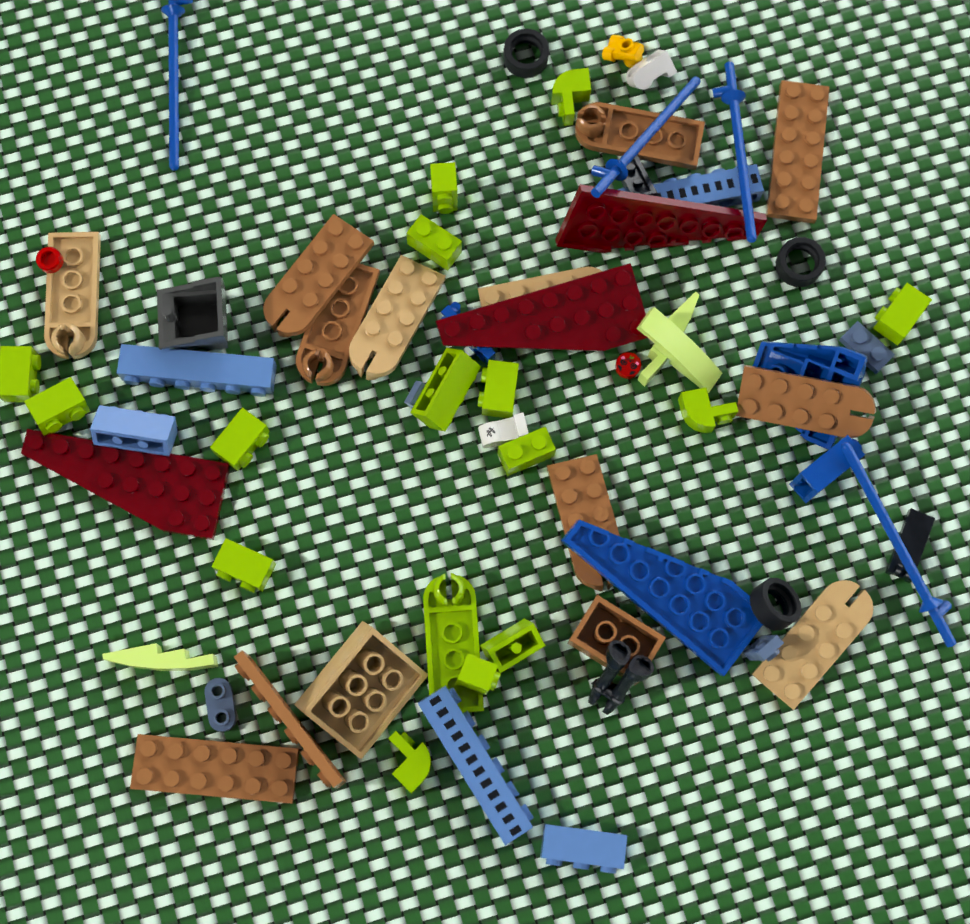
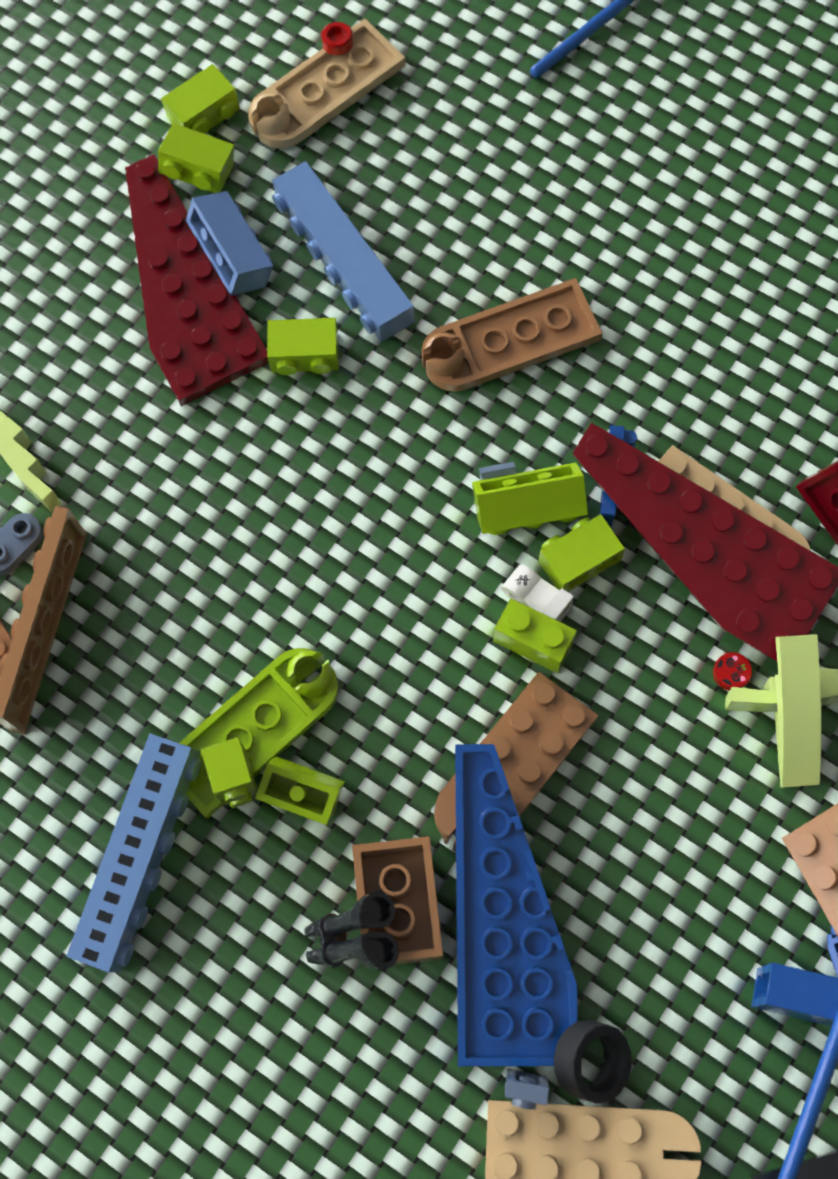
camera: 60 degrees right, 5 degrees down
(193, 316) = (391, 201): dark grey piece -> none
(243, 565) = (172, 451): lime brick -> none
(315, 277) = (537, 279): medium nougat plate -> none
(361, 689) = (130, 670): tan slope -> none
(394, 318) = (563, 389): tan plate -> none
(416, 766) = (91, 790): lime brick -> none
(434, 242) = (682, 362): lime brick -> none
(444, 187) = (750, 321): lime brick -> none
(583, 848) = (131, 1052): medium blue brick -> none
(700, 415) = (746, 794): lime brick -> none

